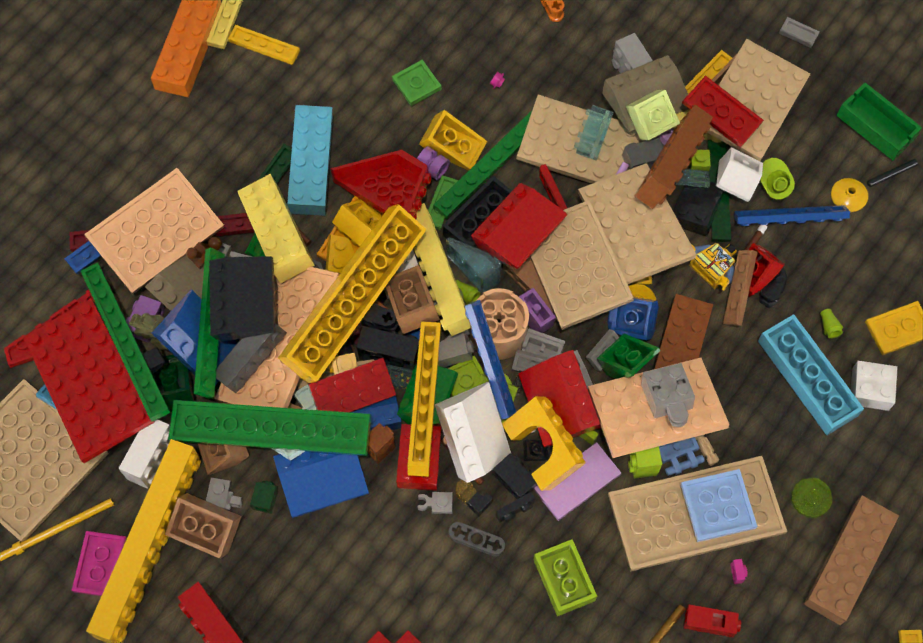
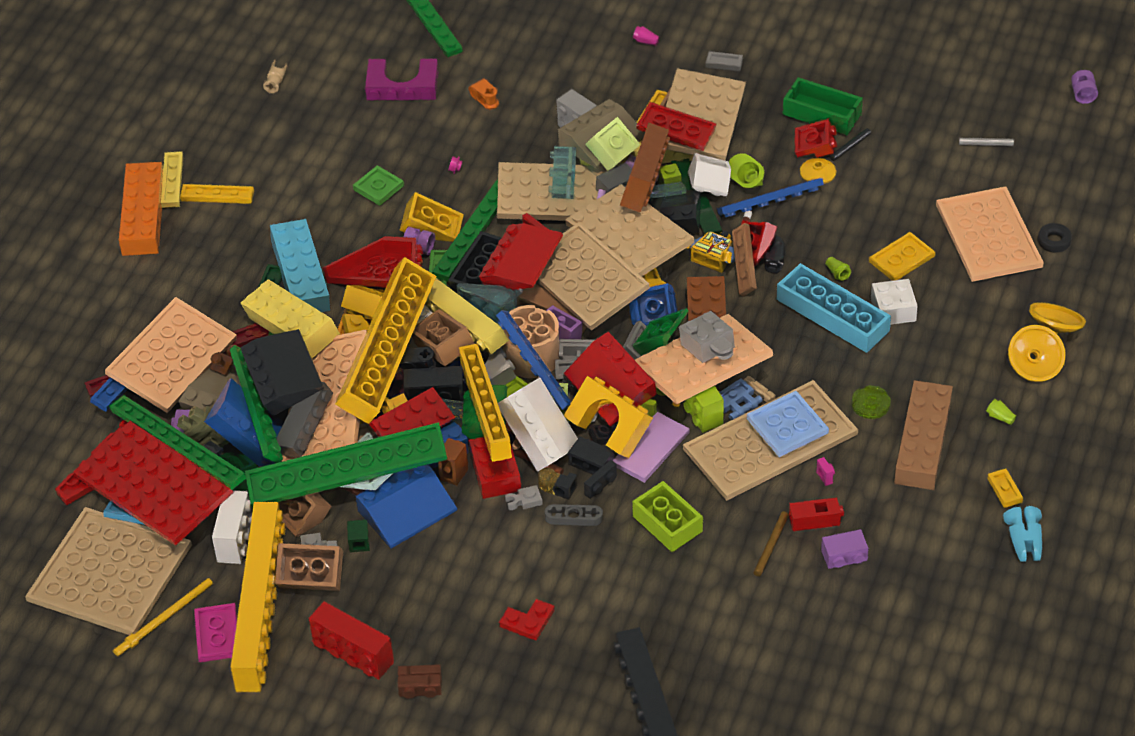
camera: 15 degrees left, 20 degrees down
(858, 158) = (815, 139): none -> red plate

